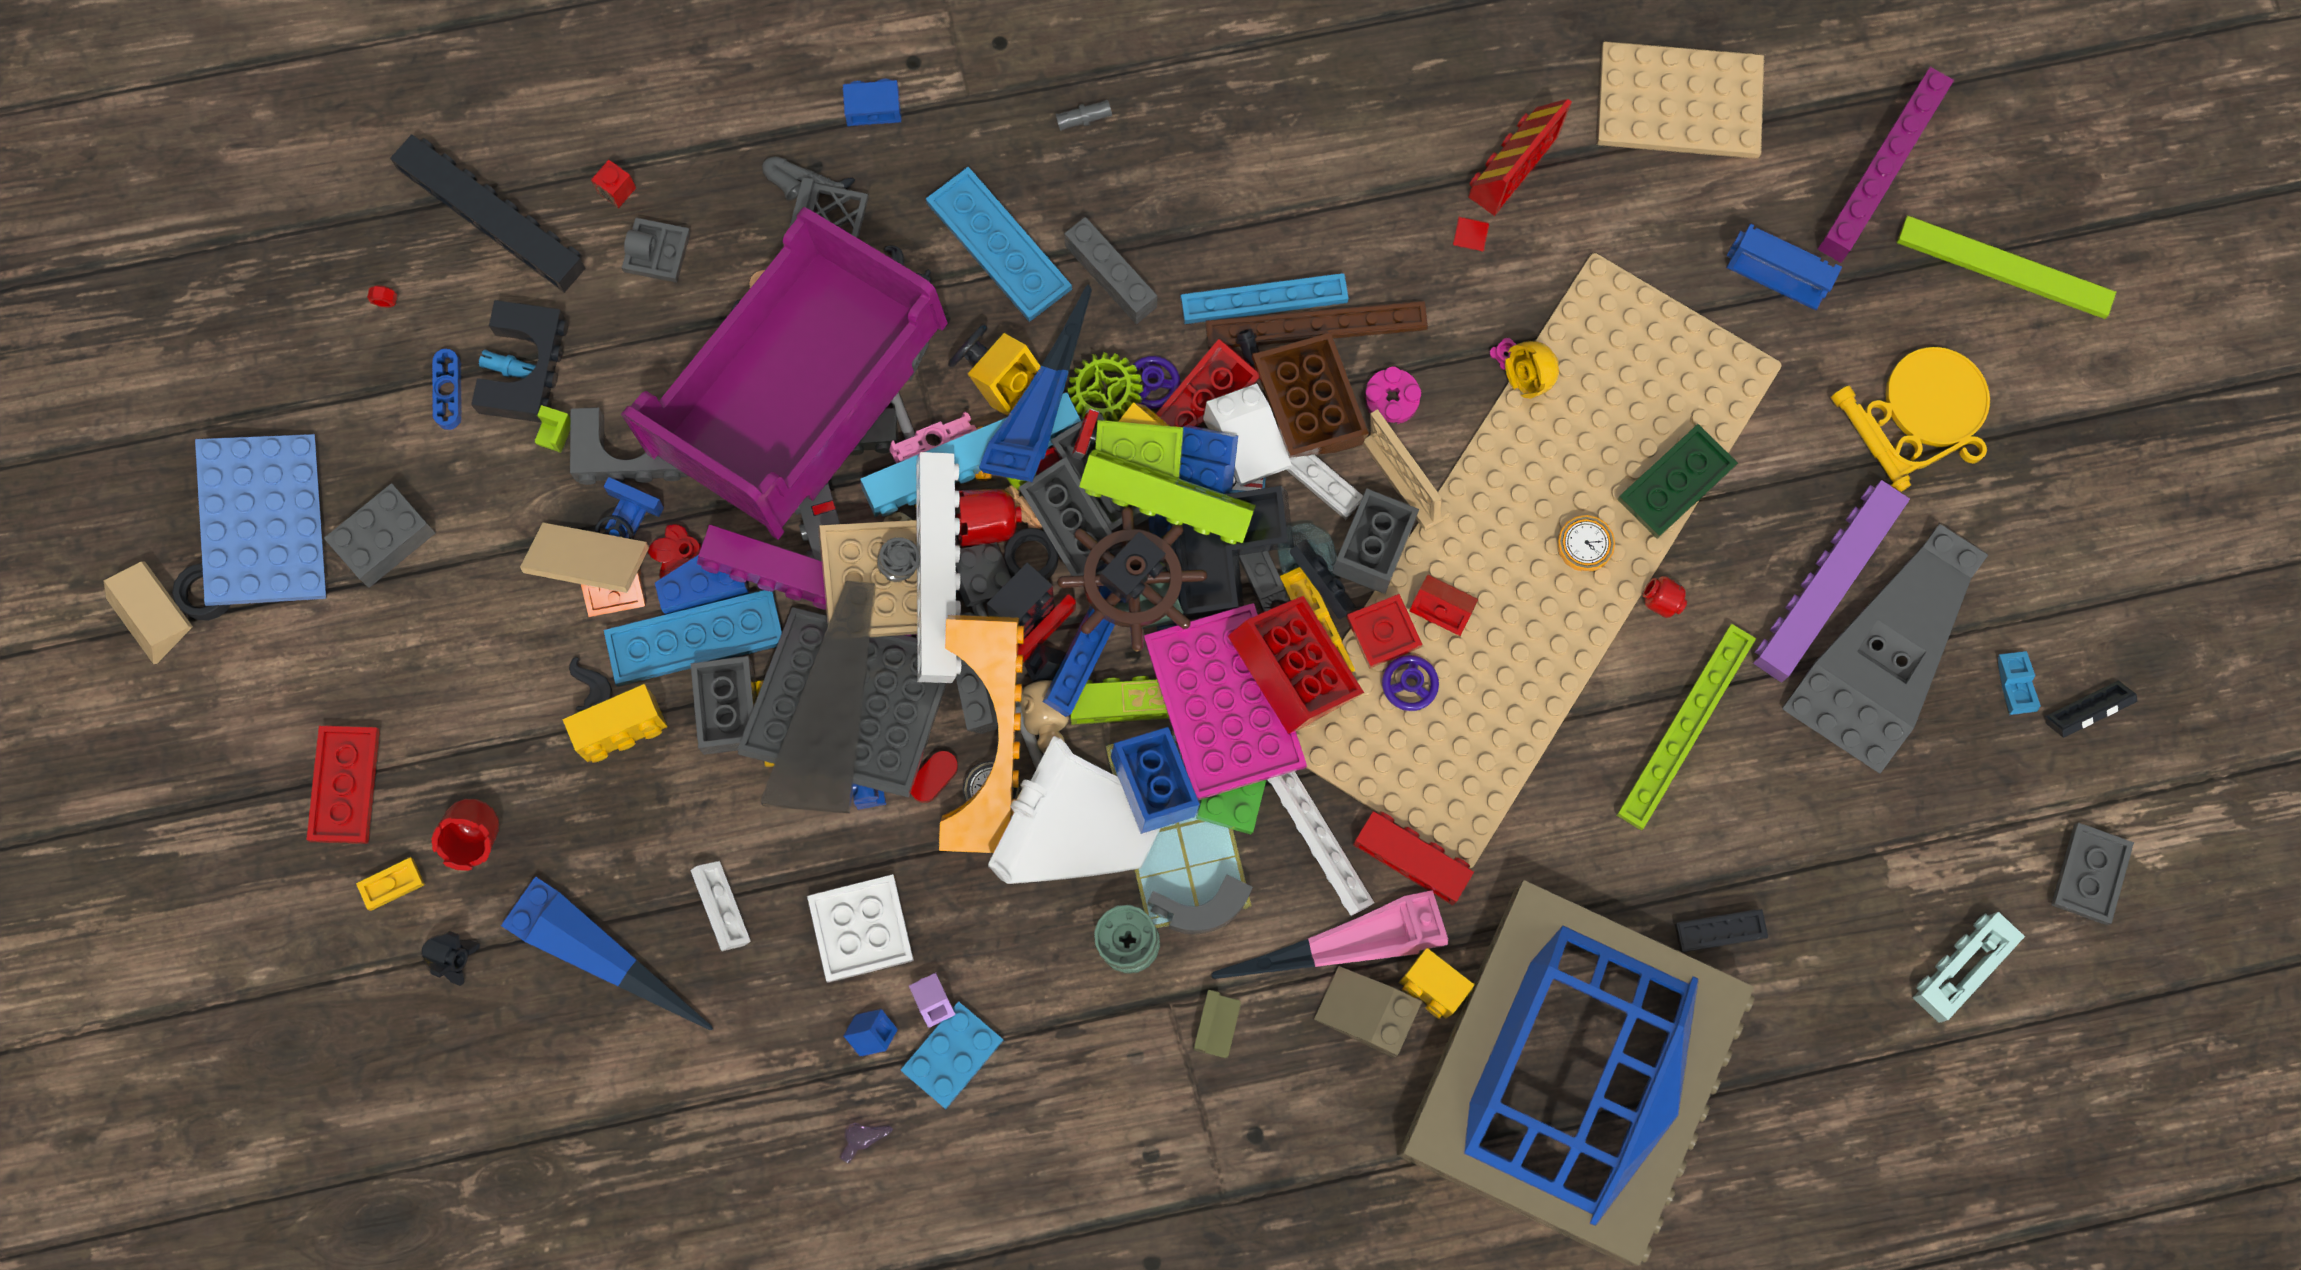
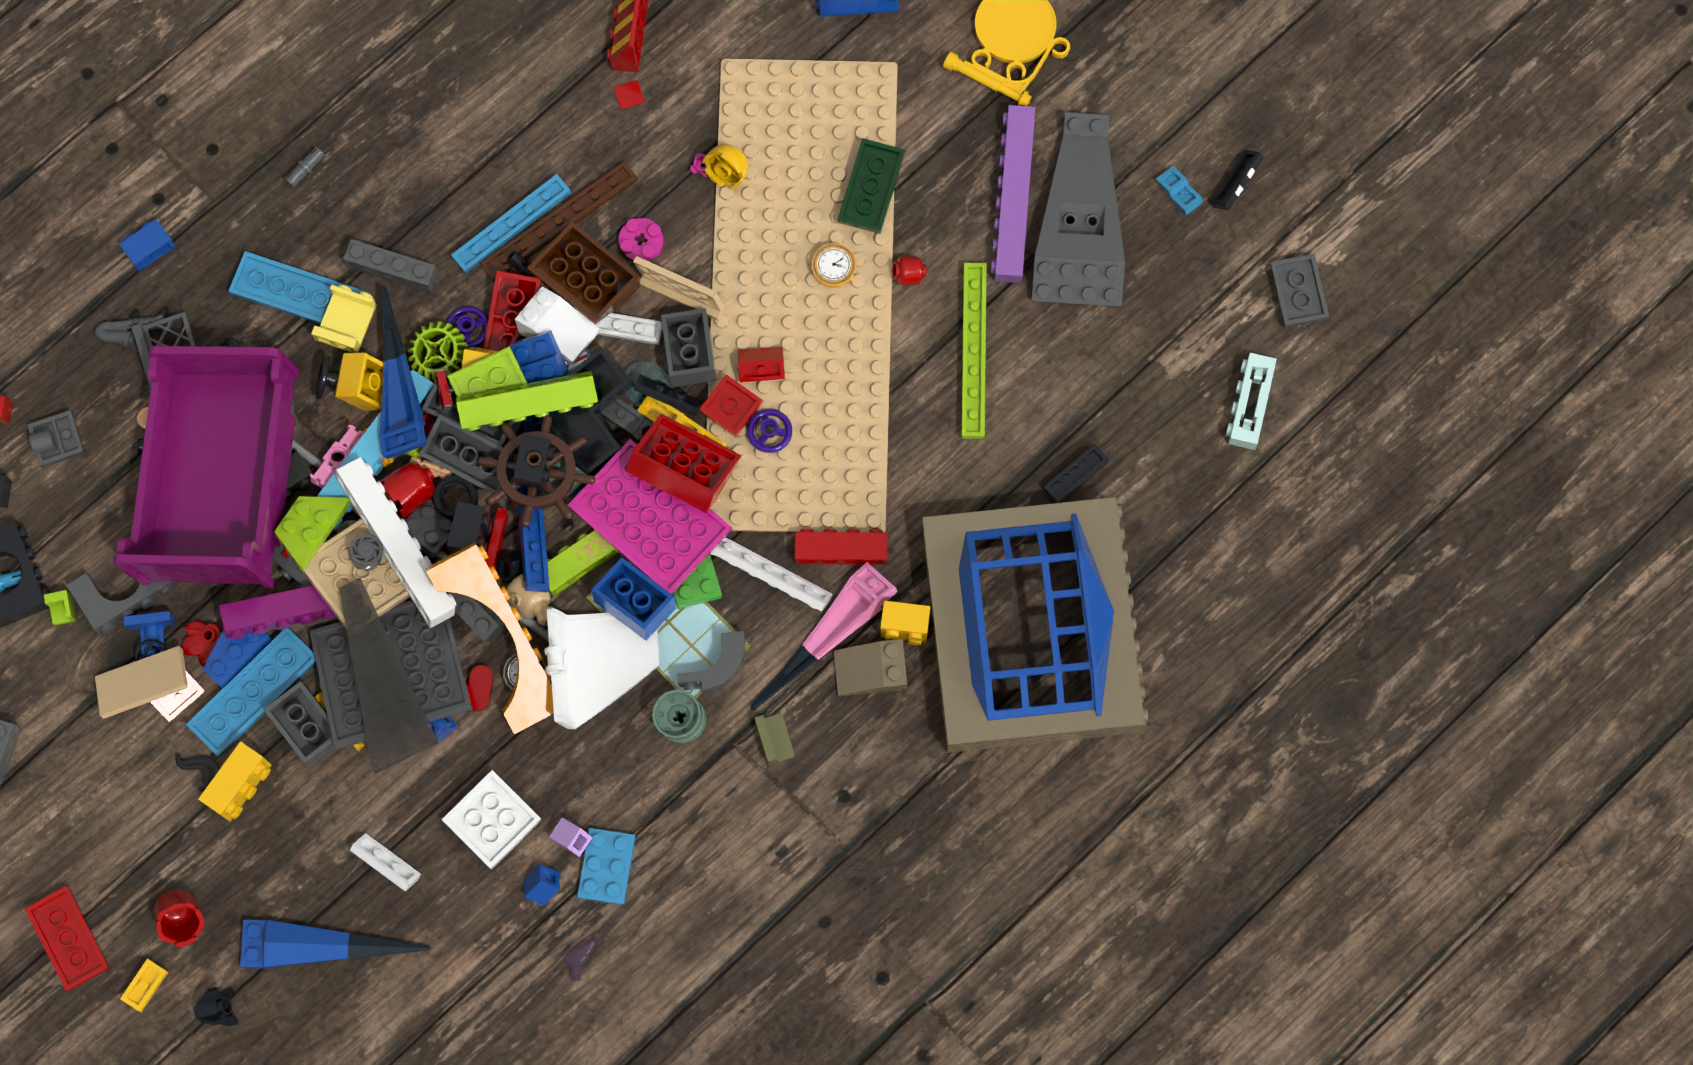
camera: 25 degrees left, 0 degrees up
(856, 495) = (309, 525): none -> lime wing
(1029, 298) = (345, 319): none -> light yellow panel

